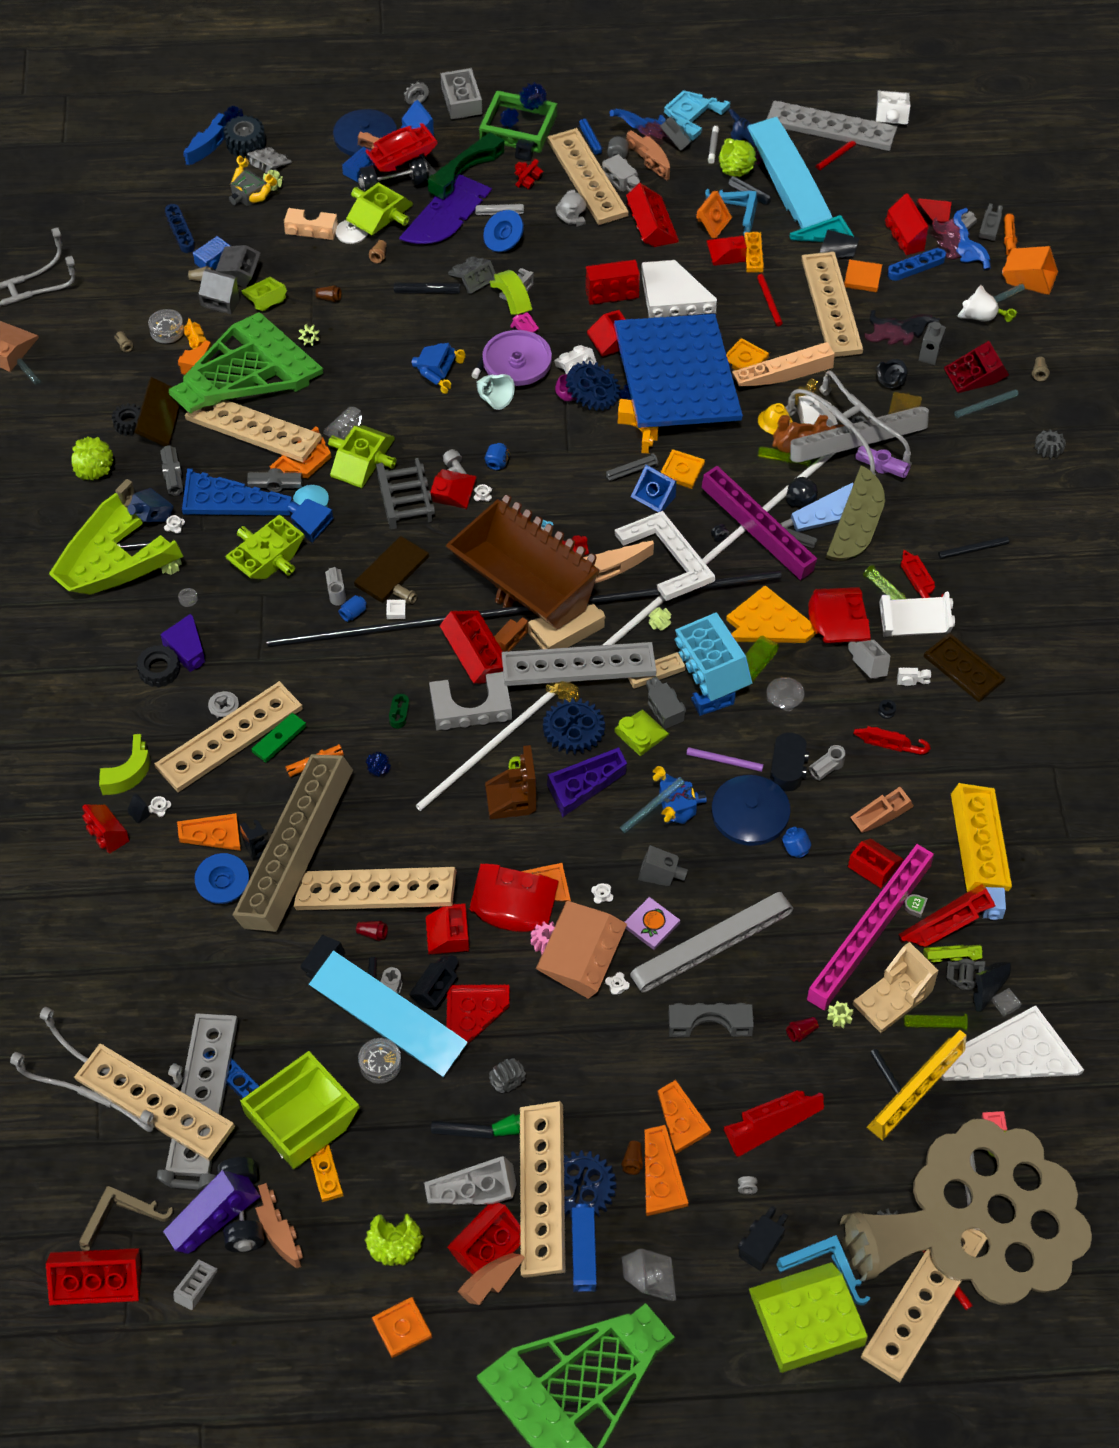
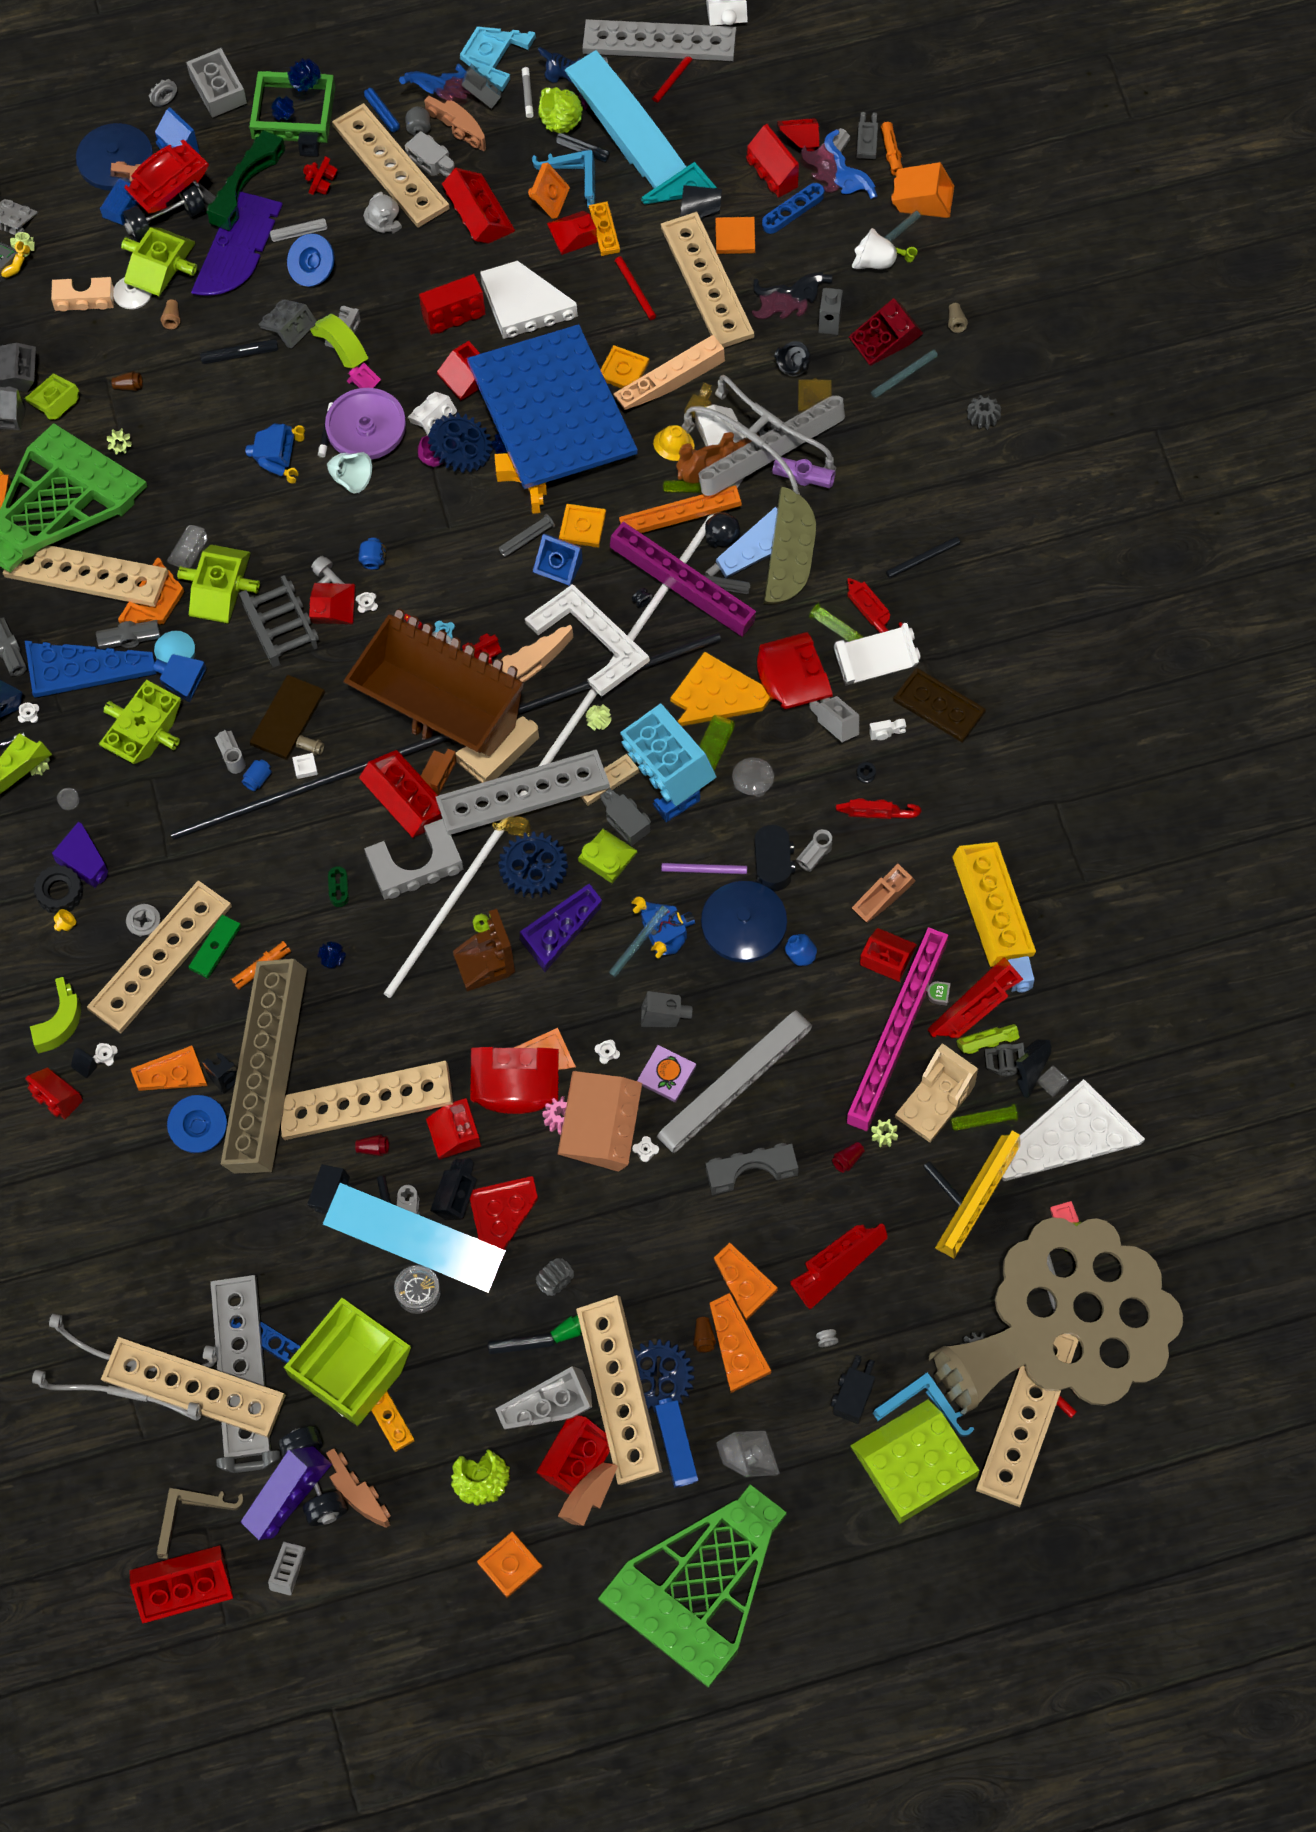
camera: 10 degrees left, 10 degrees up
(155, 691) = (64, 920): none -> yellow tile
(774, 471) = (683, 510): none -> orange plate

